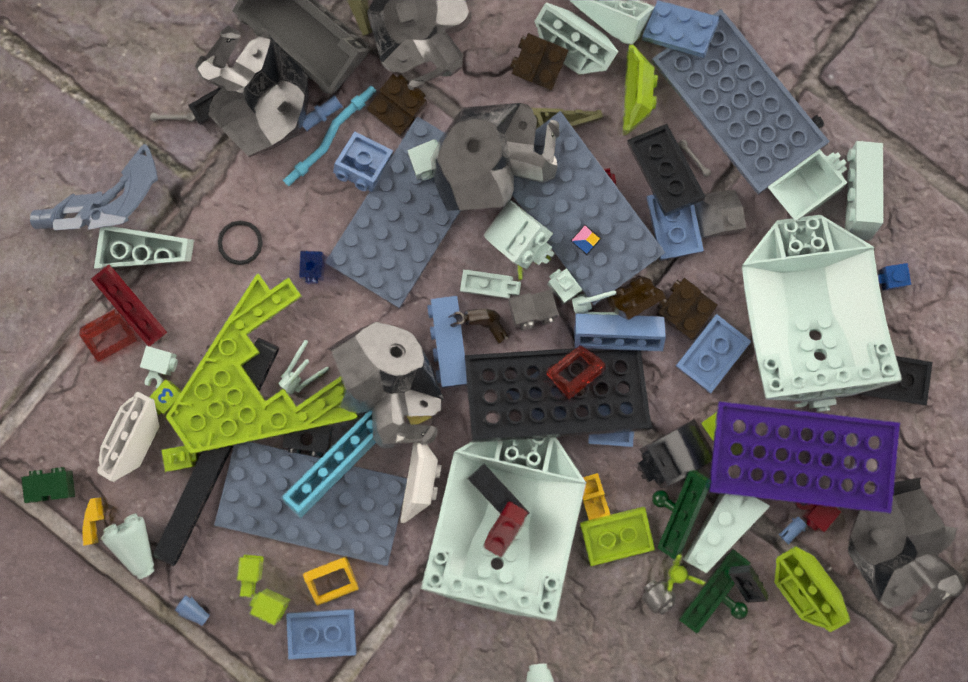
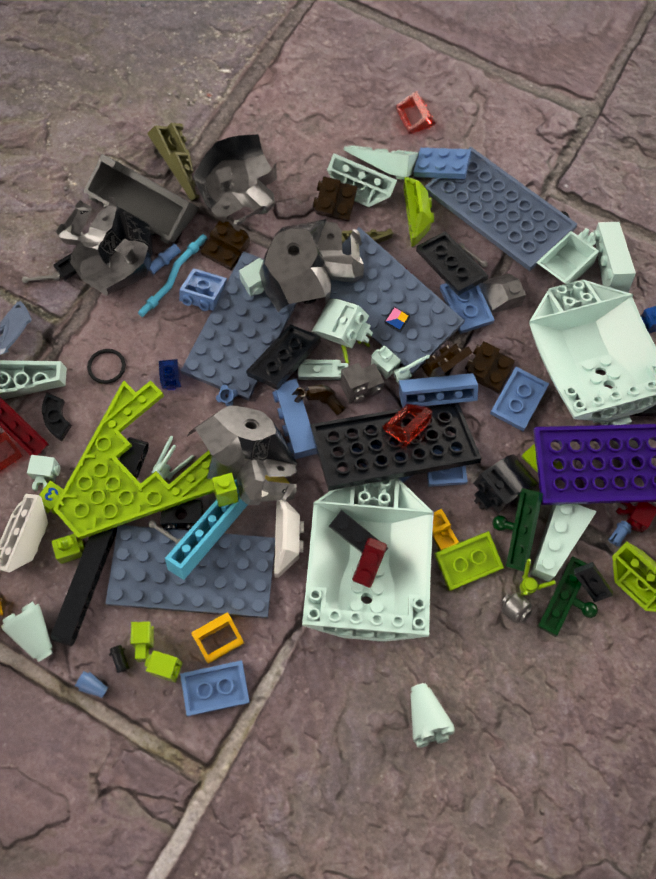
camera: 10 degrees left, 15 degrees down
(174, 297) = (53, 416): none -> black tile
(224, 587) = (119, 658): none -> black pin
(300, 470) = (152, 524): none -> light grey hinge
(357, 426) = (225, 489): none -> lime brick
(368, 301) = (225, 390): none -> medium blue plate
(446, 265) = (283, 356): none -> black plate

